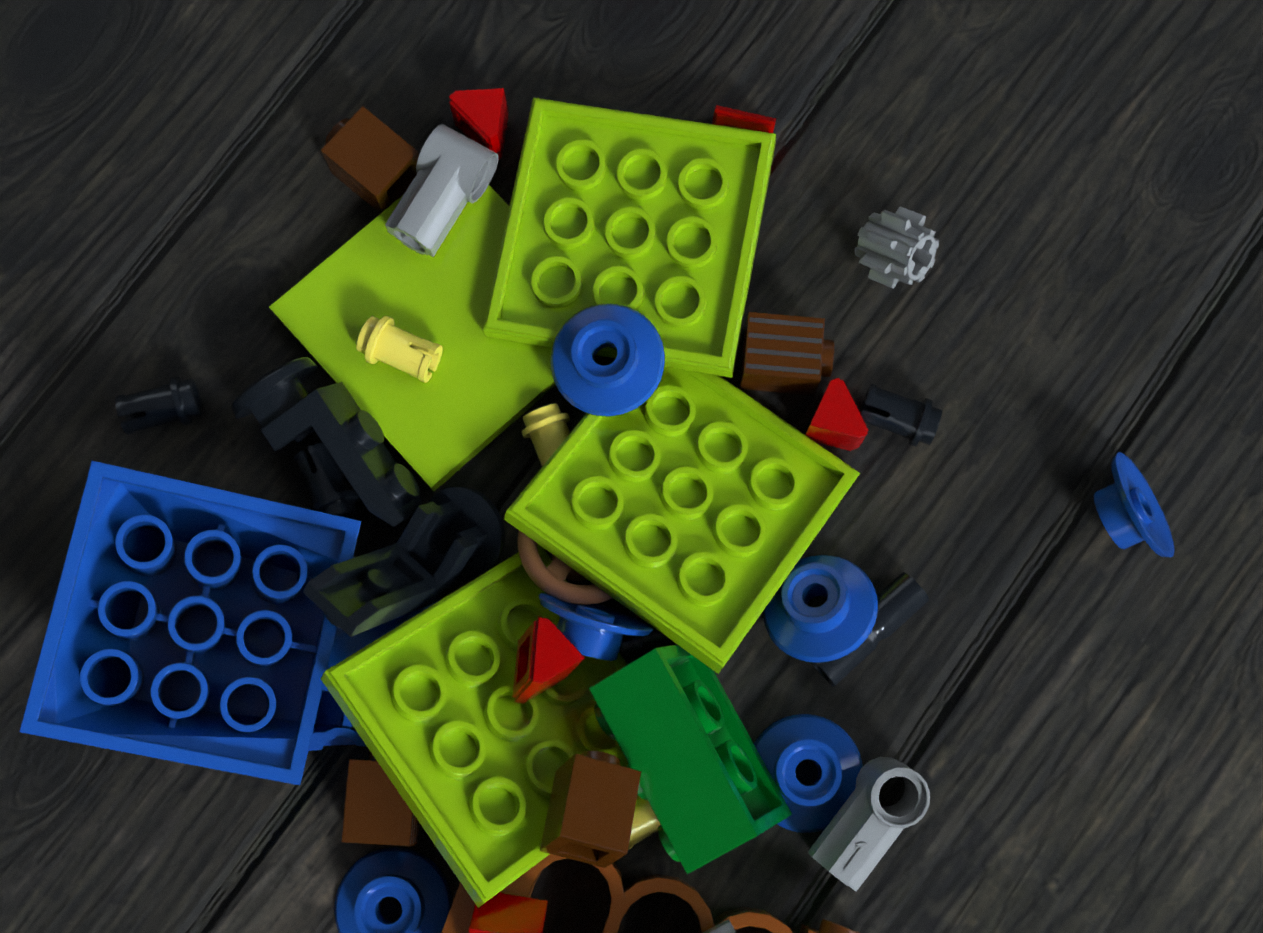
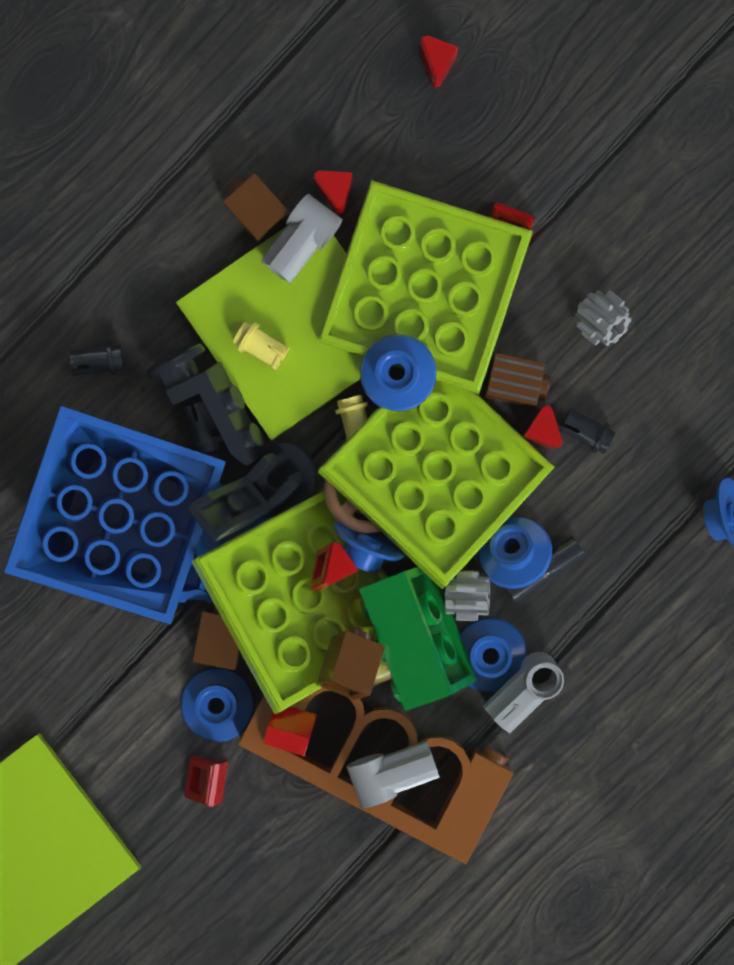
camera: 10 degrees right, 10 degrees up
(759, 681) = (468, 596): none -> light grey gear

